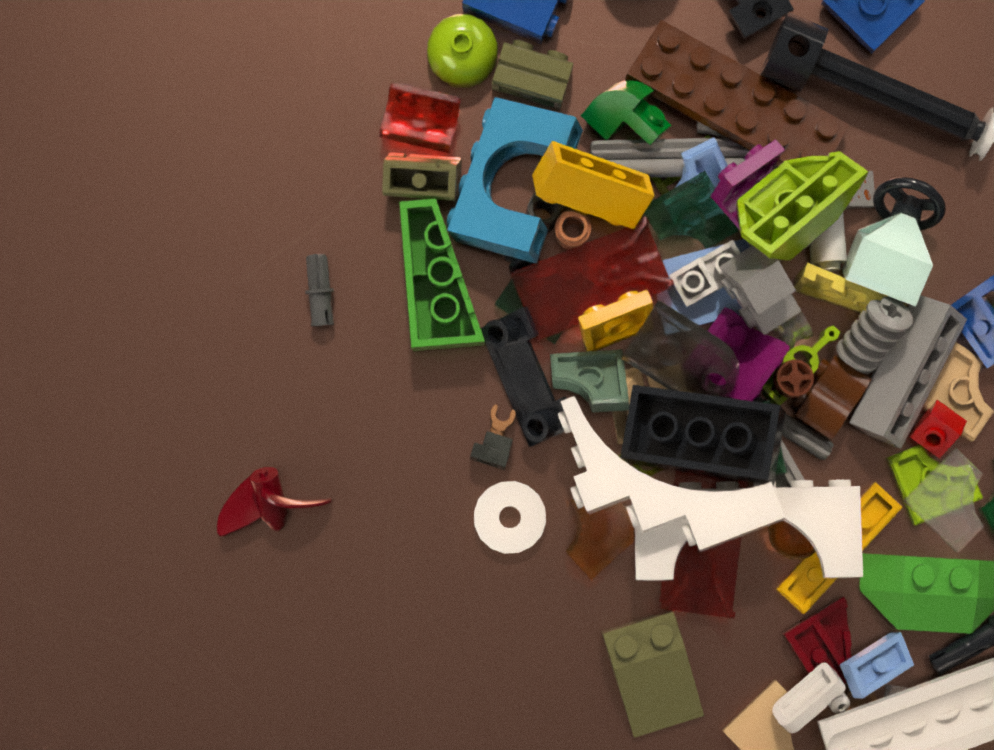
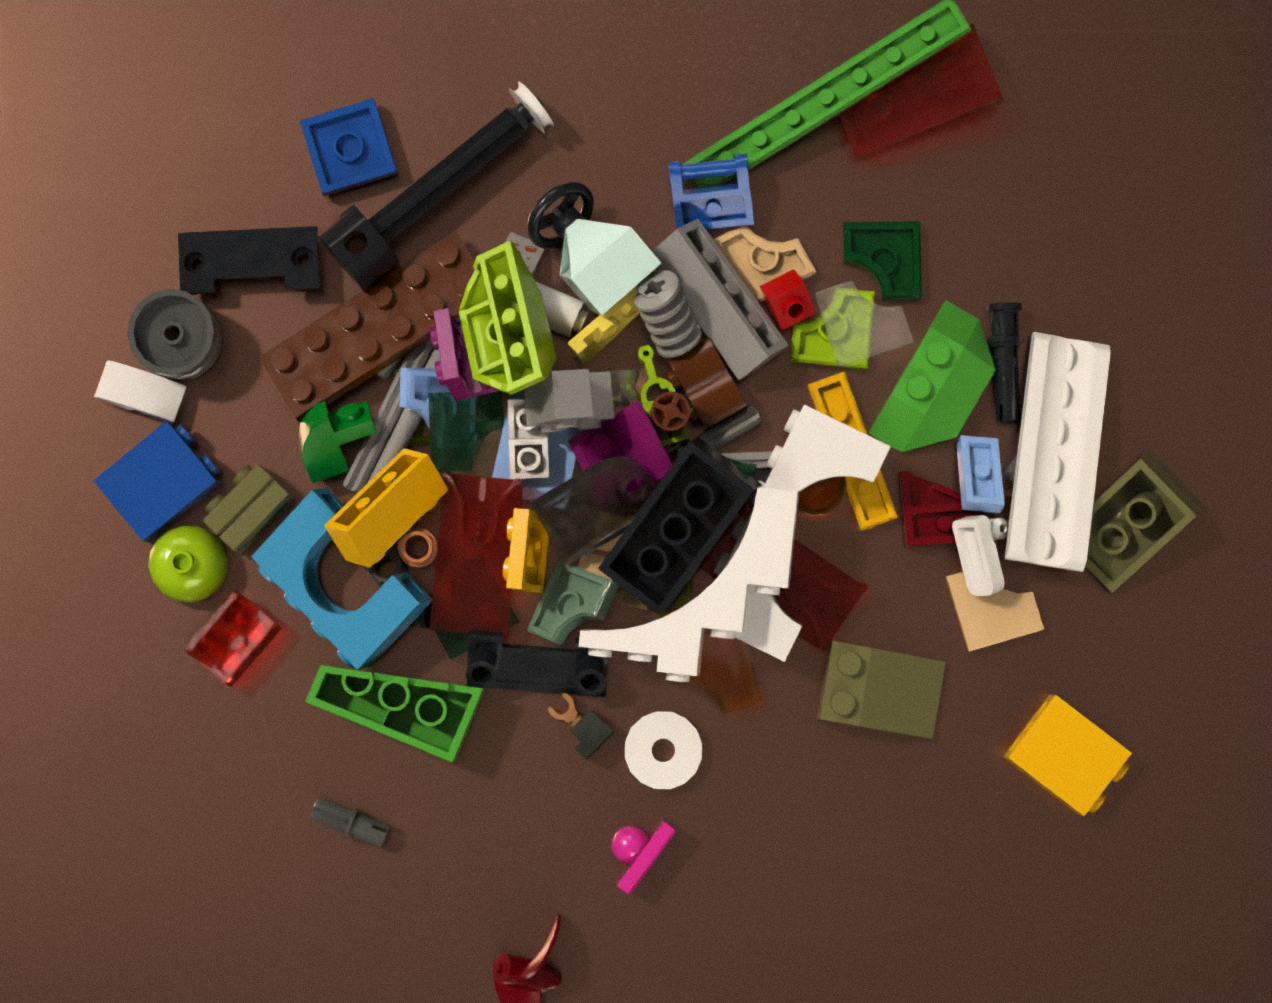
camera: 65 degrees left, 0 degrees up
(417, 534) = (635, 849): none -> dark pink tile
(421, 176) = (291, 666): olive brick -> none

